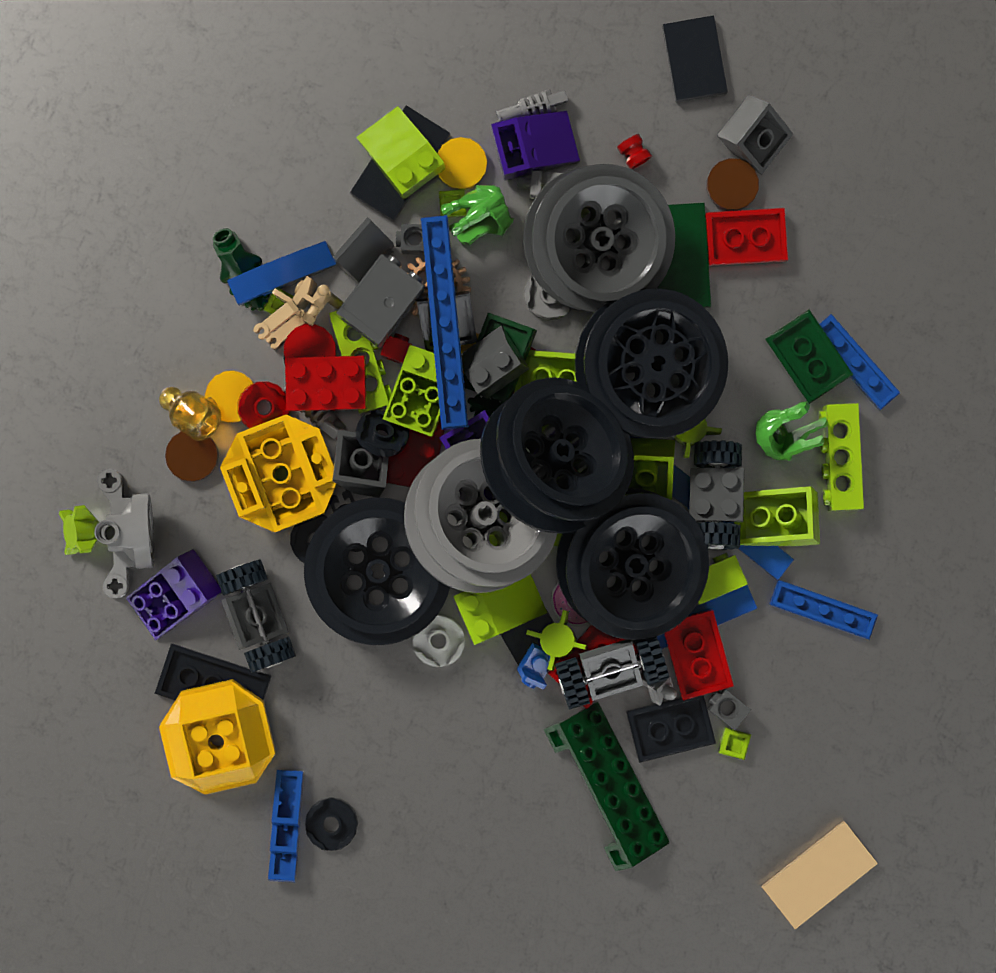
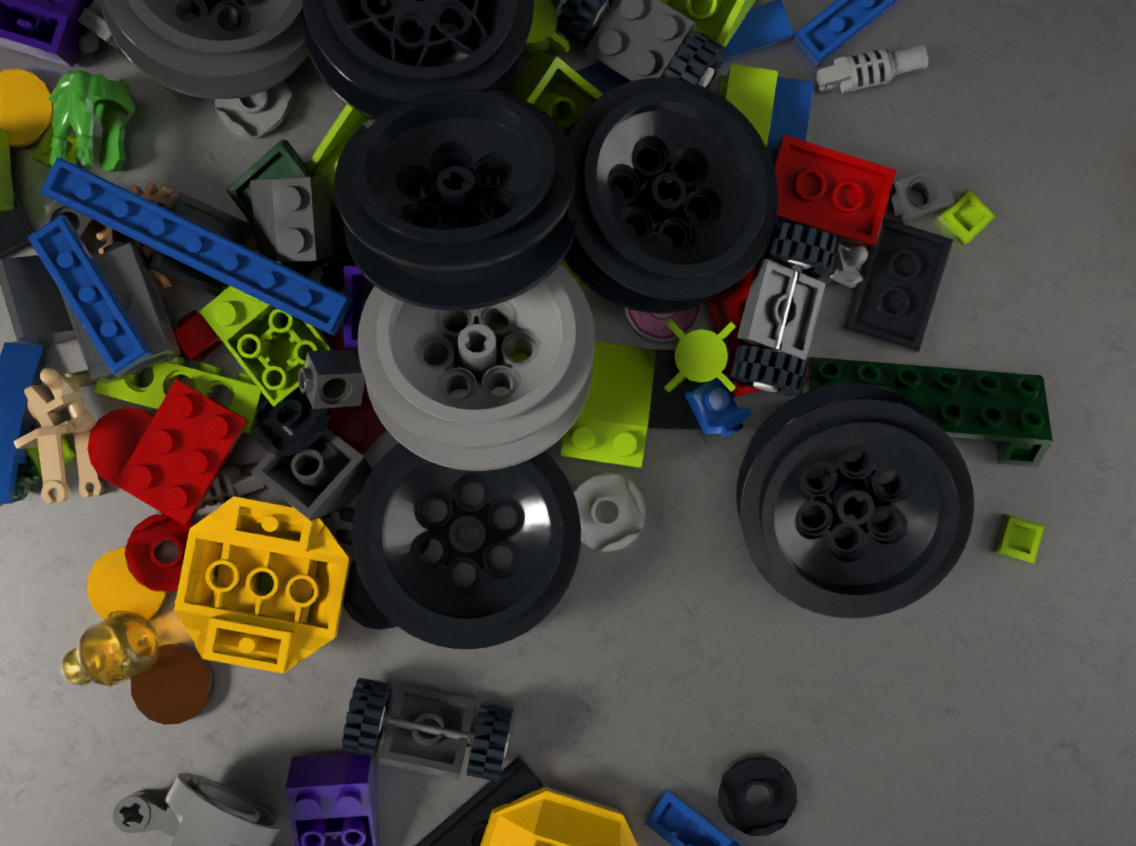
camera: 60 degrees left, 0 degrees up
(381, 283) = (90, 295): none -> blue tile
(418, 443) = (332, 378): none -> dark grey brick
(504, 811) = (880, 562): none -> black wheel
(567, 885) = (1019, 538): none -> lime tile
(785, 636) = (871, 68): none -> light grey hinge

